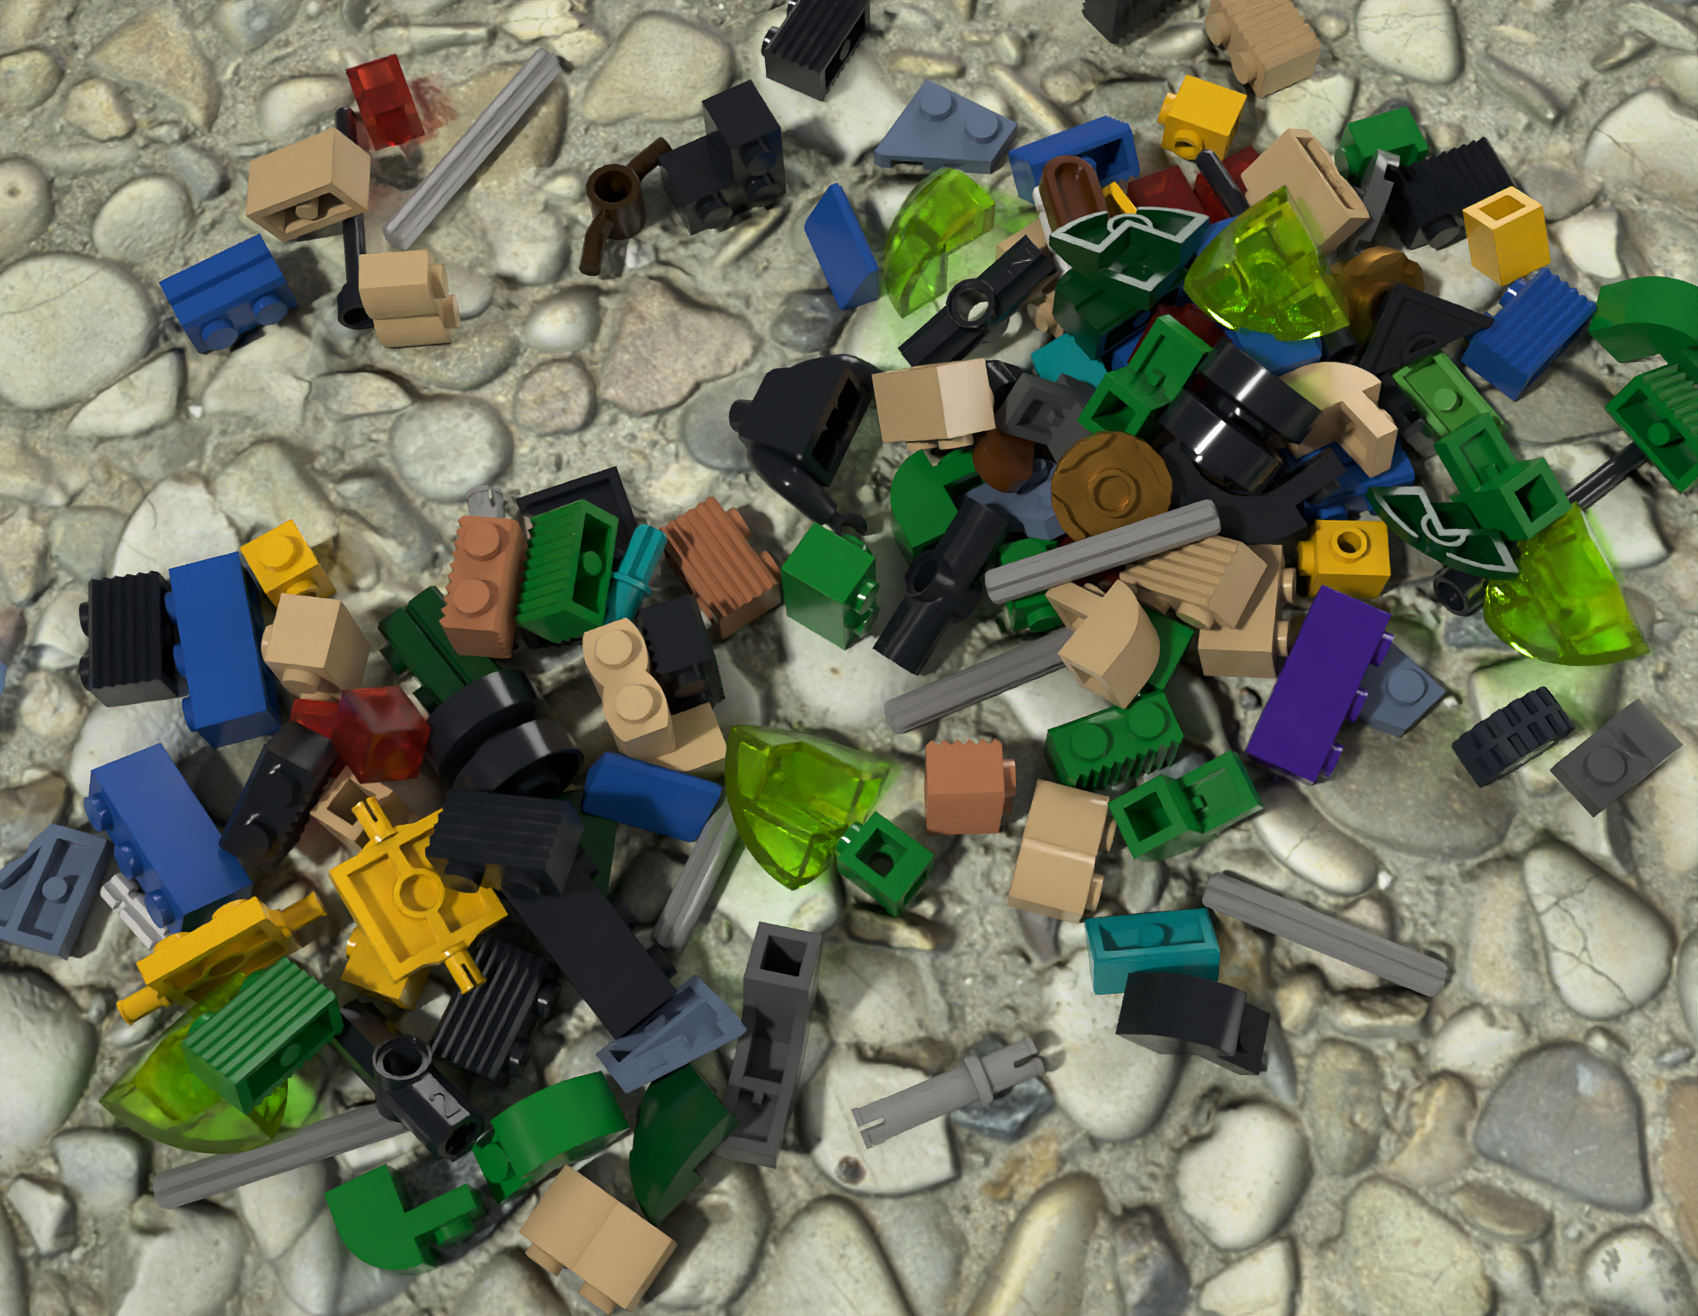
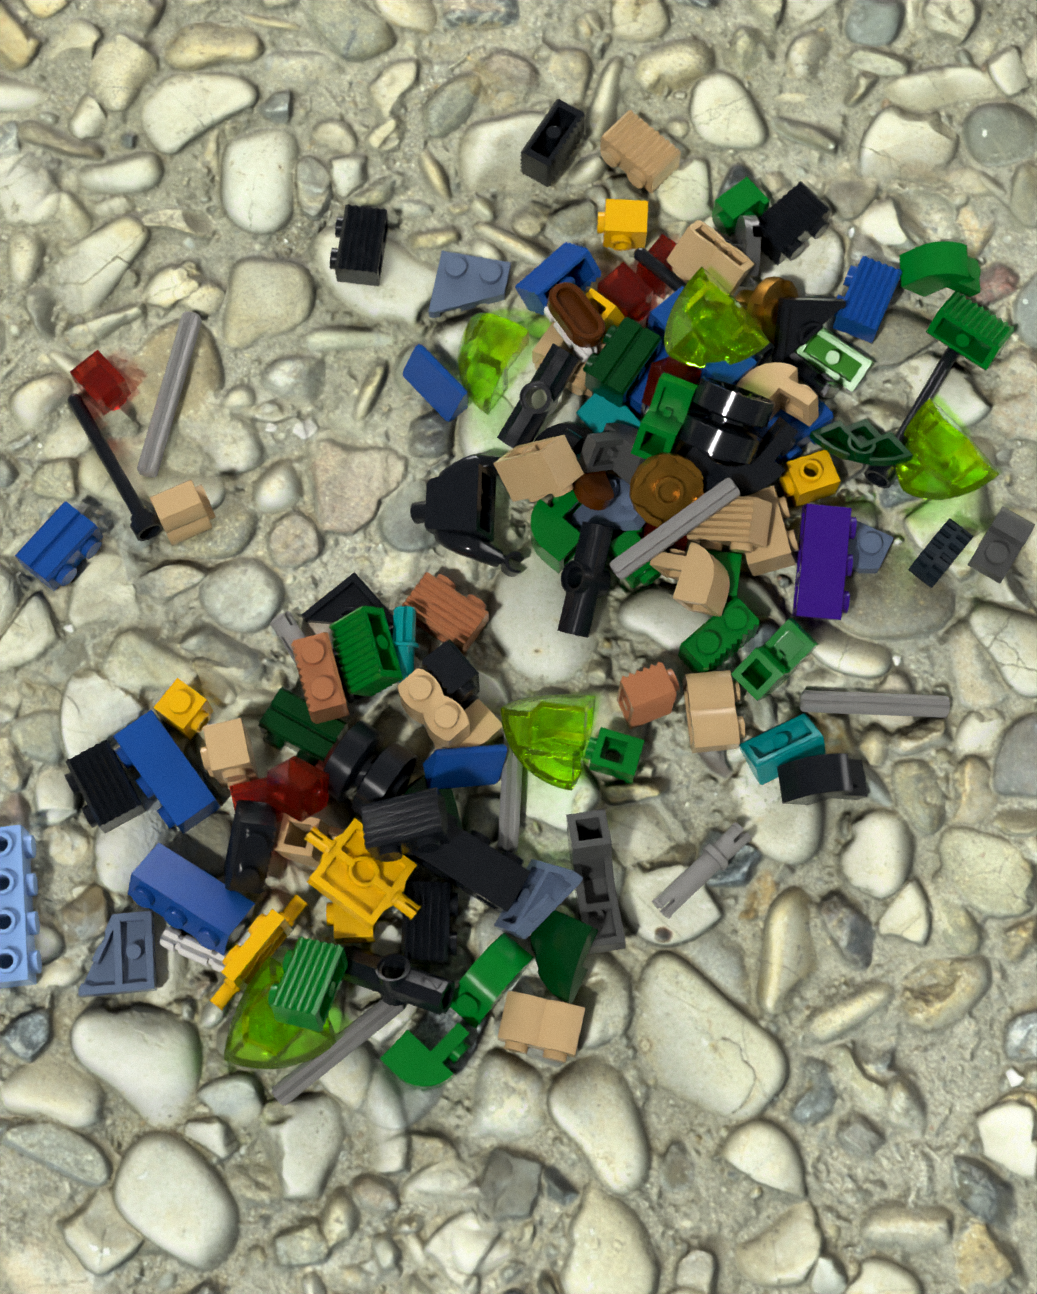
camera: 25 degrees left, 5 degrees up
(308, 185) = (82, 458): tan brick -> none
(617, 203) = (288, 412): dark brown piece -> none
(729, 167) = (344, 354): black brick -> none
(831, 585) = (522, 602): green brick -> none
(976, 682) = (627, 626): light grey axle -> none
(1131, 253) = (625, 336): dark green brick -> none
(1496, 488) = (886, 406): green brick -> none
(1507, 236) = (834, 242): yellow brick -> none

